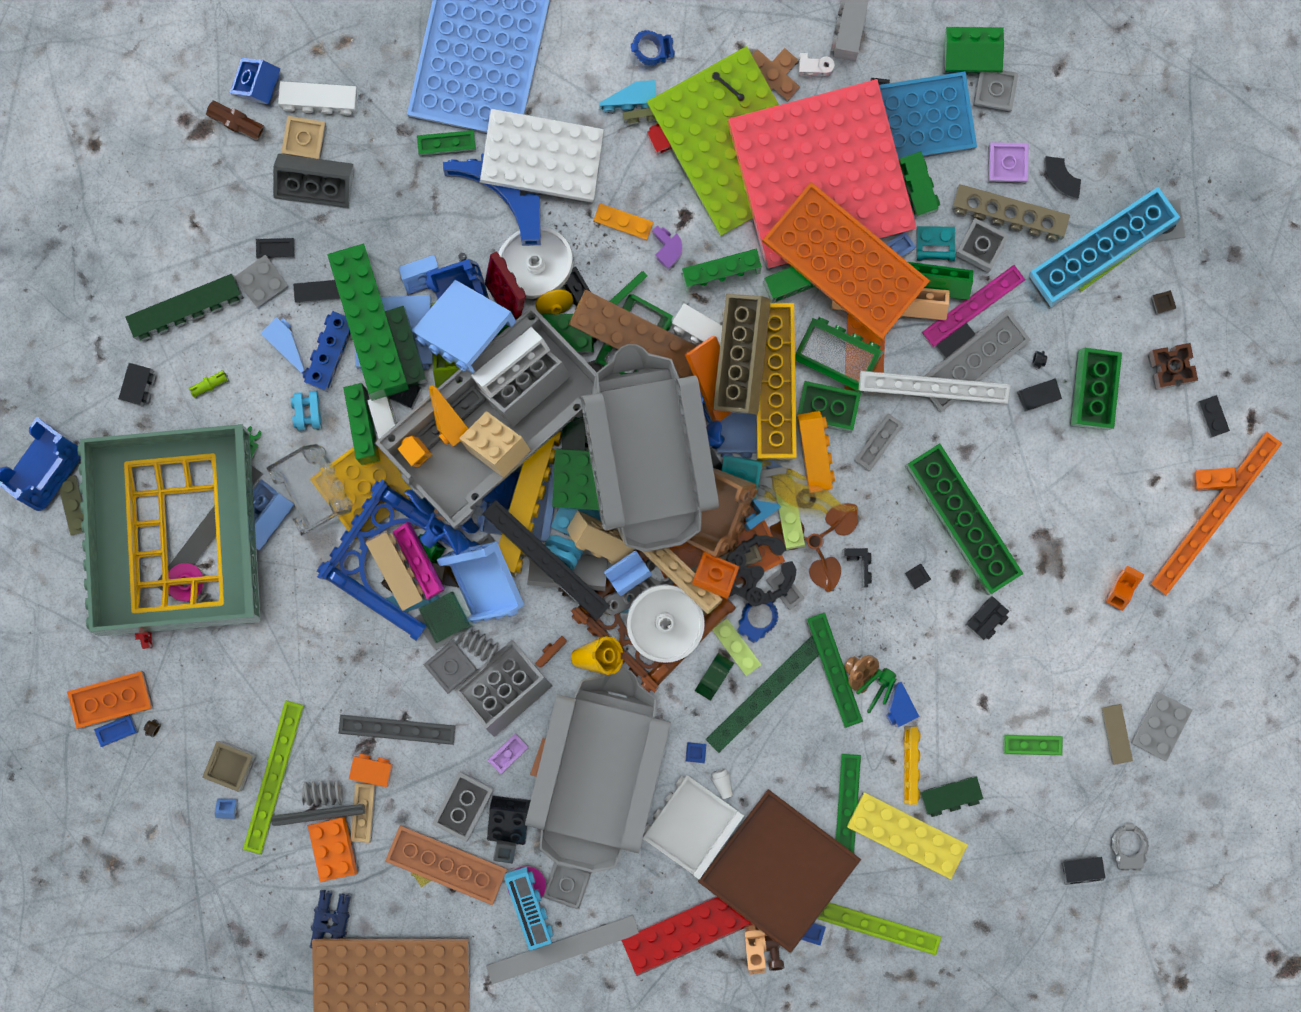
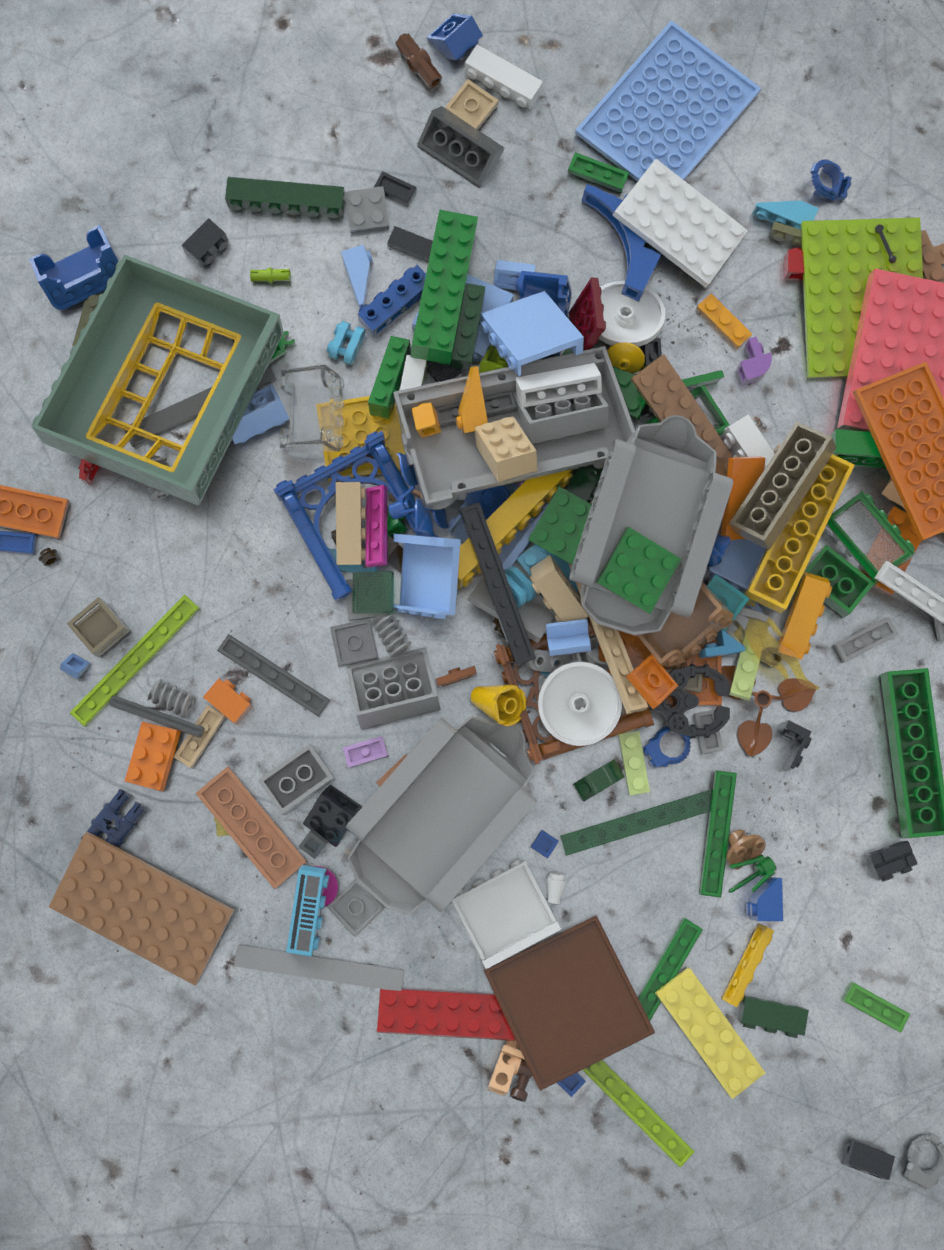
camera: 20 degrees right, 5 degrees down
(184, 570) = (142, 445): dark pink dish -> none
(657, 491) = (638, 570): none -> green plate
(721, 268) = (799, 399): green window -> none
(917, 576) = (841, 785): black tile -> none

